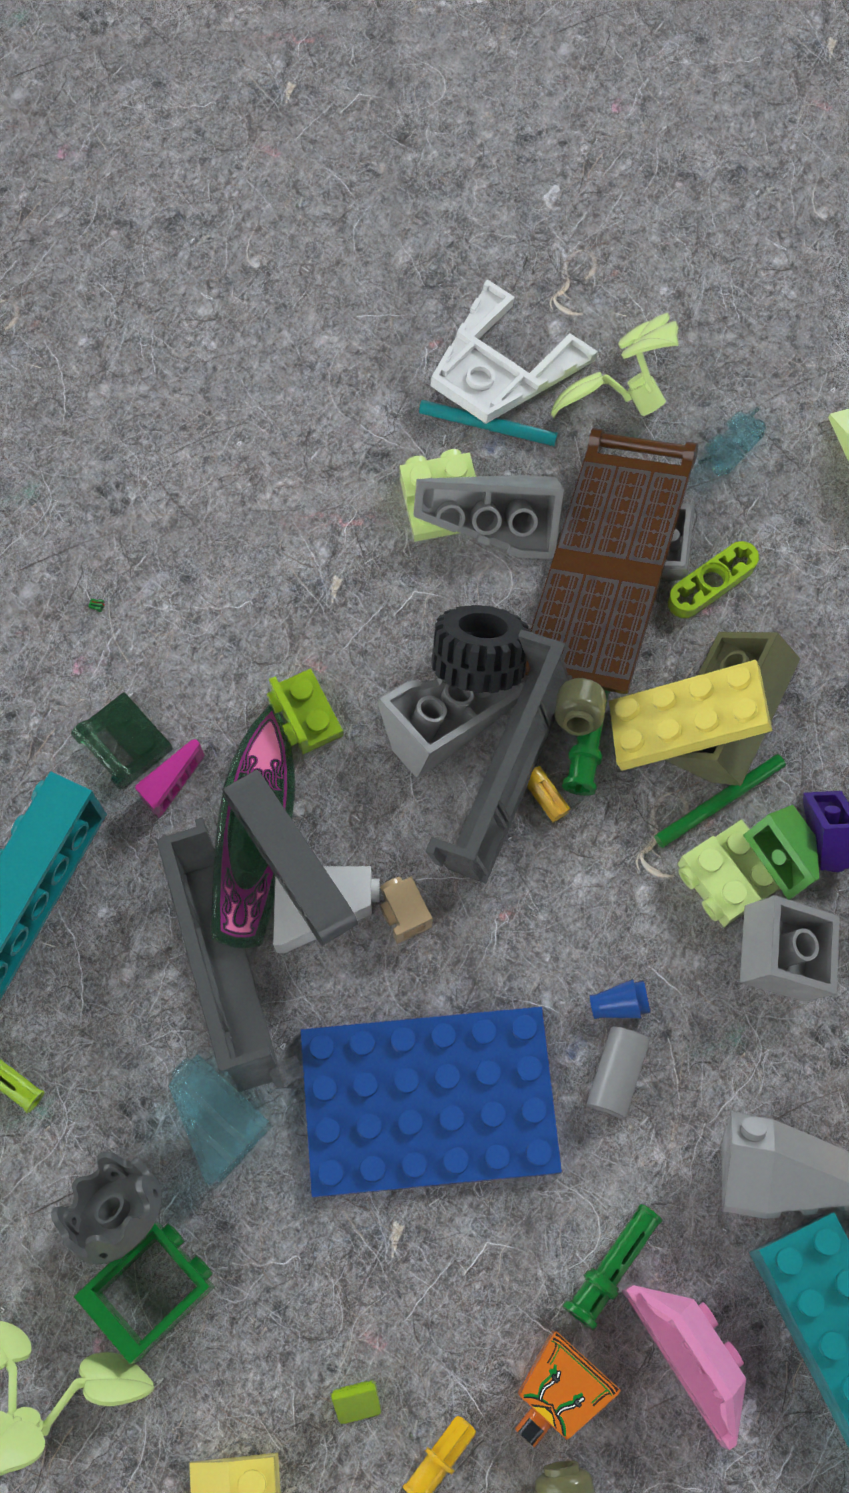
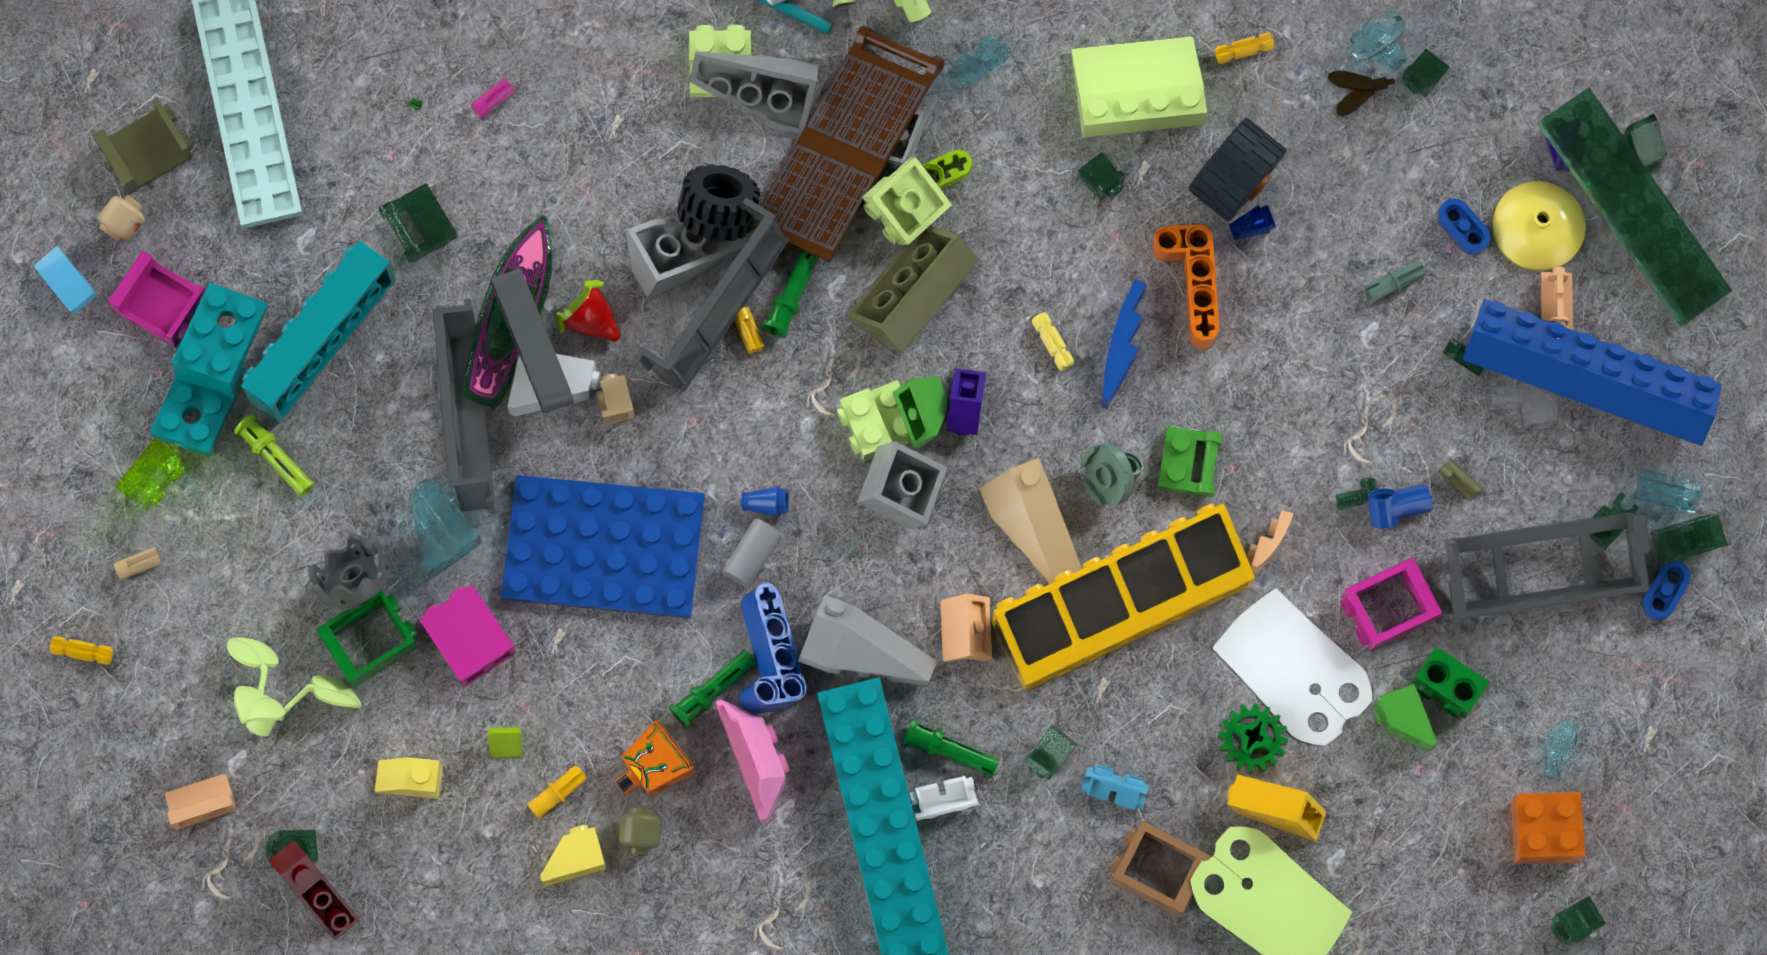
camera: 10 degrees right, 5 degrees up
(167, 780) = (448, 262): dark pink slope -> none
(185, 581) = (492, 98): none -> dark pink piece
(276, 1259) = (467, 635): none -> dark pink panel
(306, 711) = (570, 226): lime bracket -> none
(352, 810) = (590, 314): none -> red hat
(580, 706) = (787, 265): olive head -> none
(684, 1203) = (764, 610): none -> blue beam
(689, 715) = (871, 289): light yellow plate -> none
(698, 609) = (906, 202): none -> yellowish green plate
(719, 801) = (886, 362): green bar -> none

